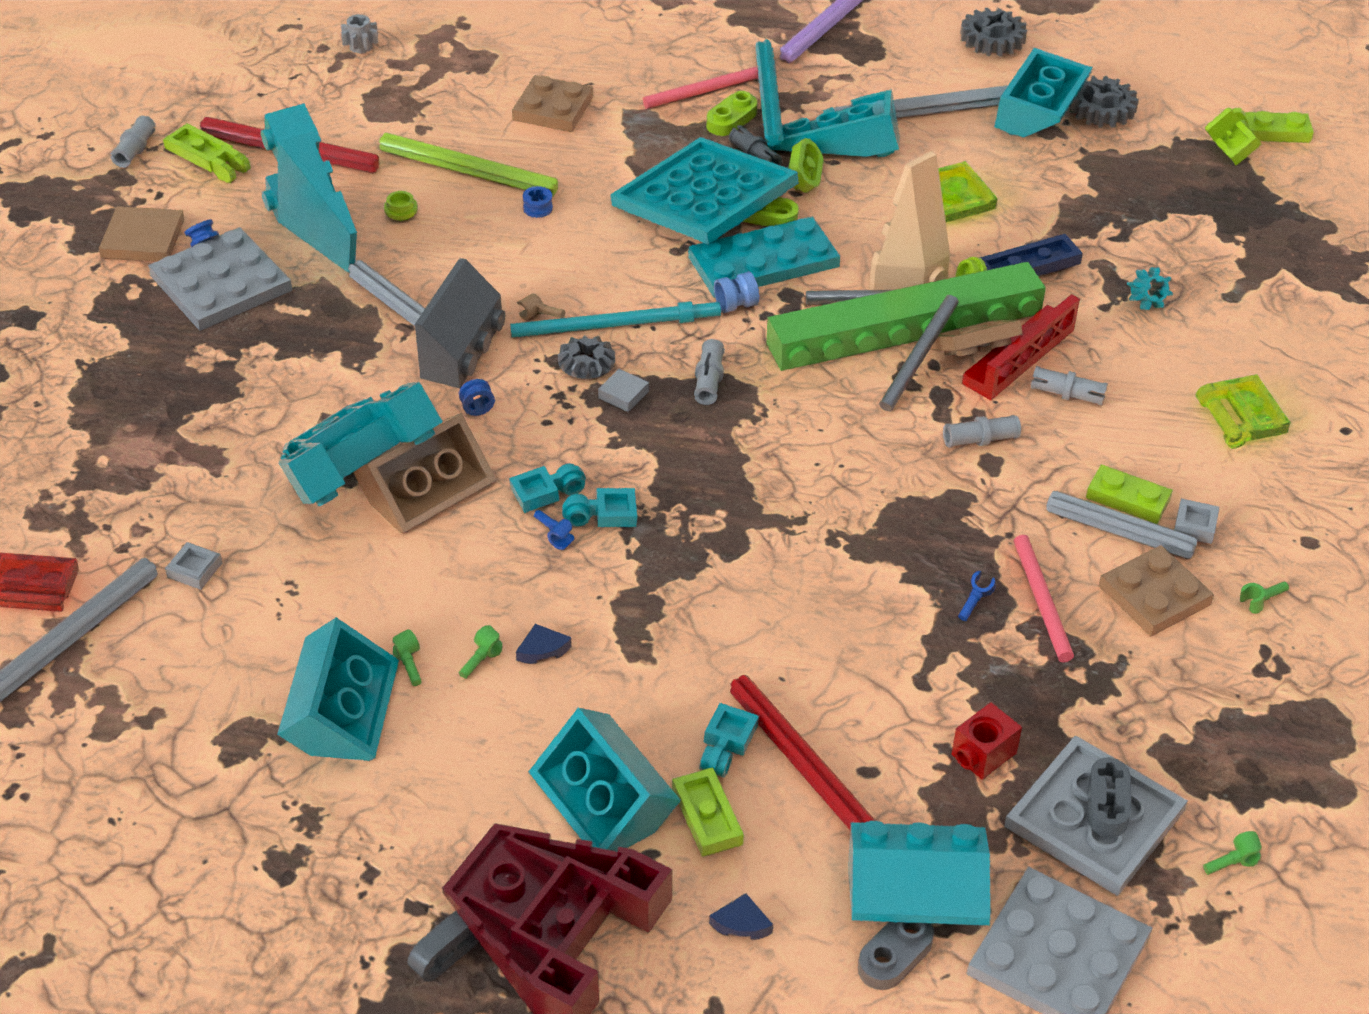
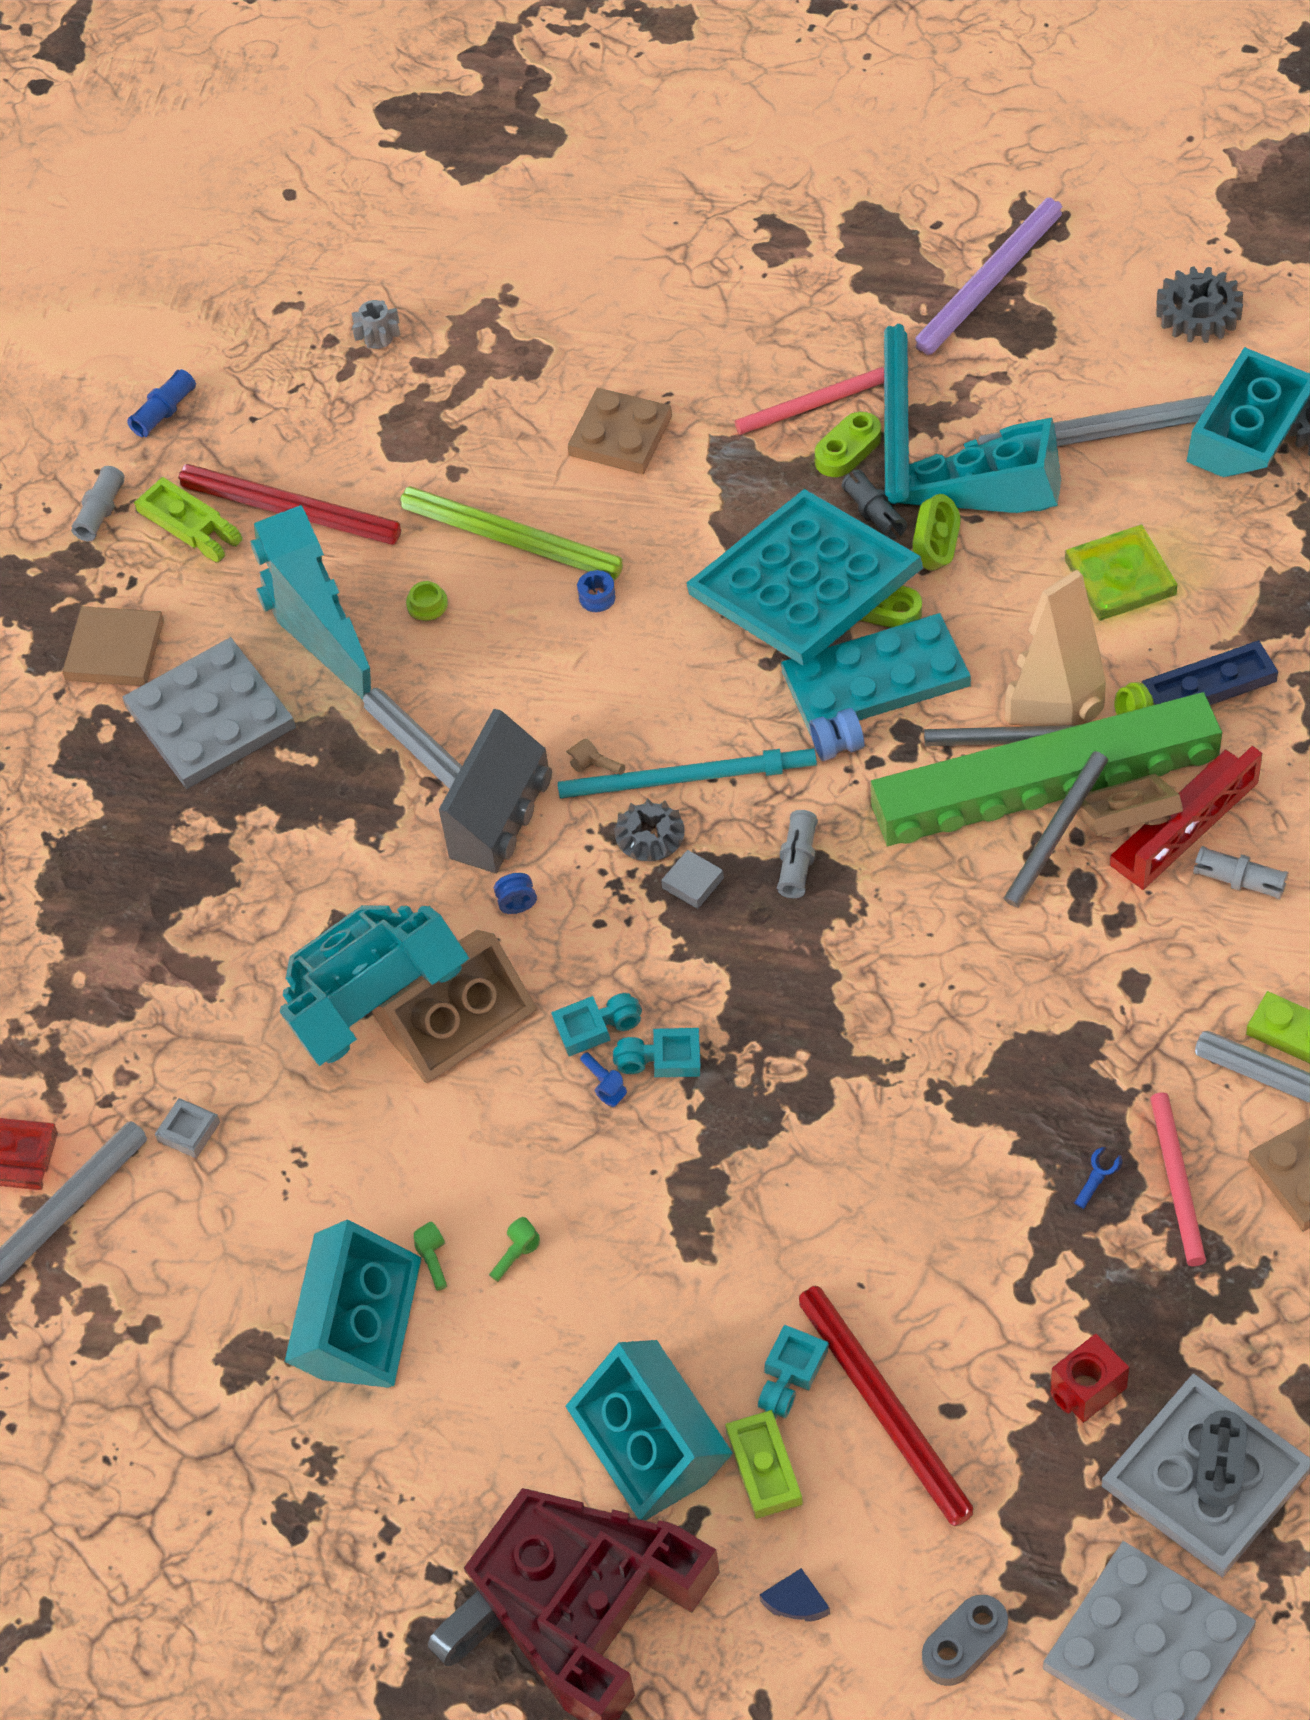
camera: 10 degrees right, 10 degrees up
(187, 80) = (161, 403): none -> blue pin
(201, 232) = (185, 649): blue bush -> none
(542, 644) = (584, 1240): dark blue tile -> none
(919, 873) = (994, 1554): teal slope -> none
(981, 431) = (1125, 941): light grey pin -> none

